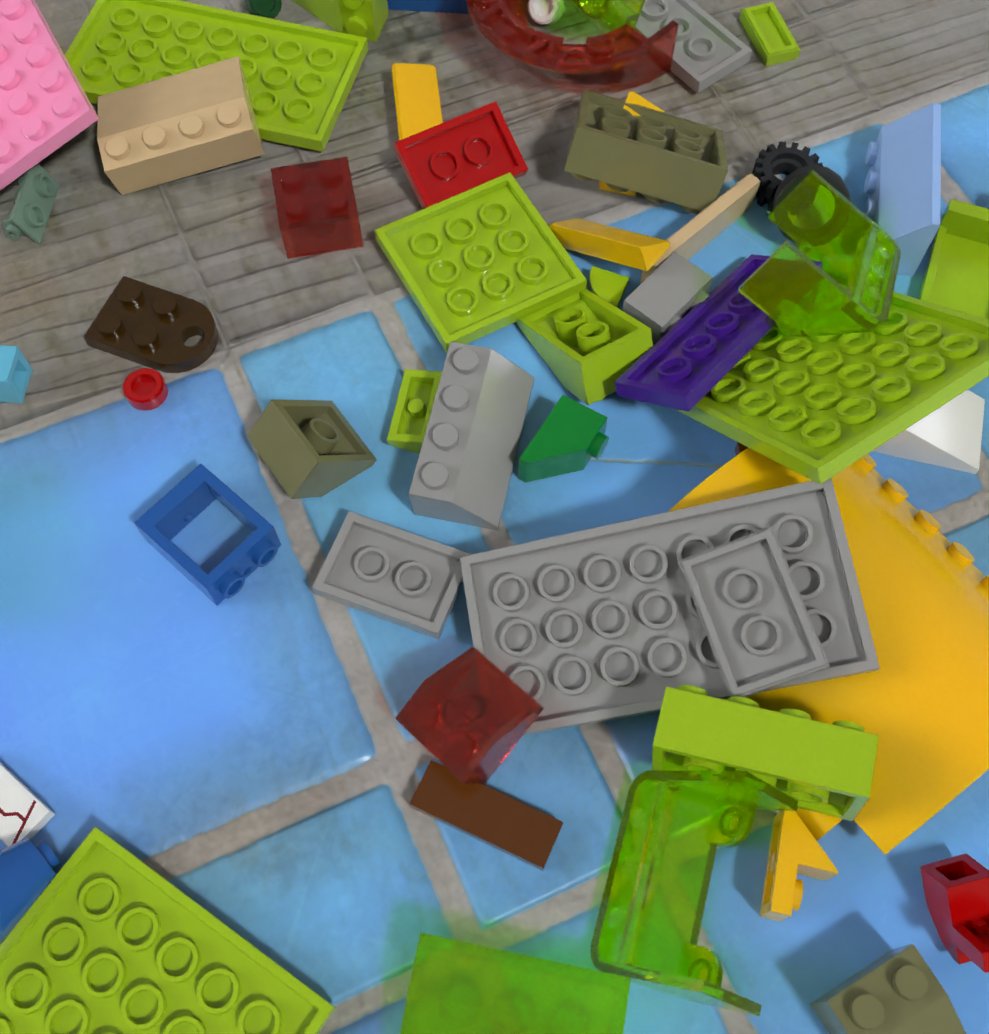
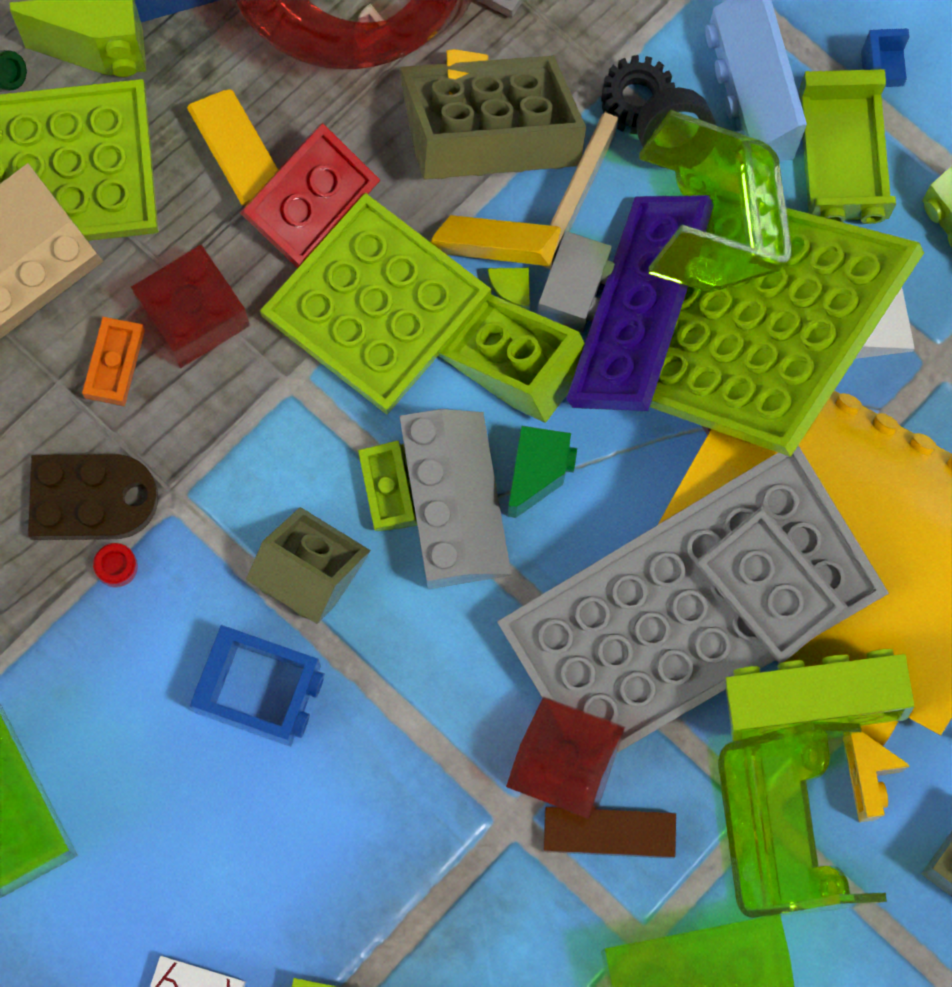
camera: 25 degrees left, 10 degrees up
(231, 229) = (113, 361): none -> orange plate
(392, 575) = (438, 656): light grey plate -> none

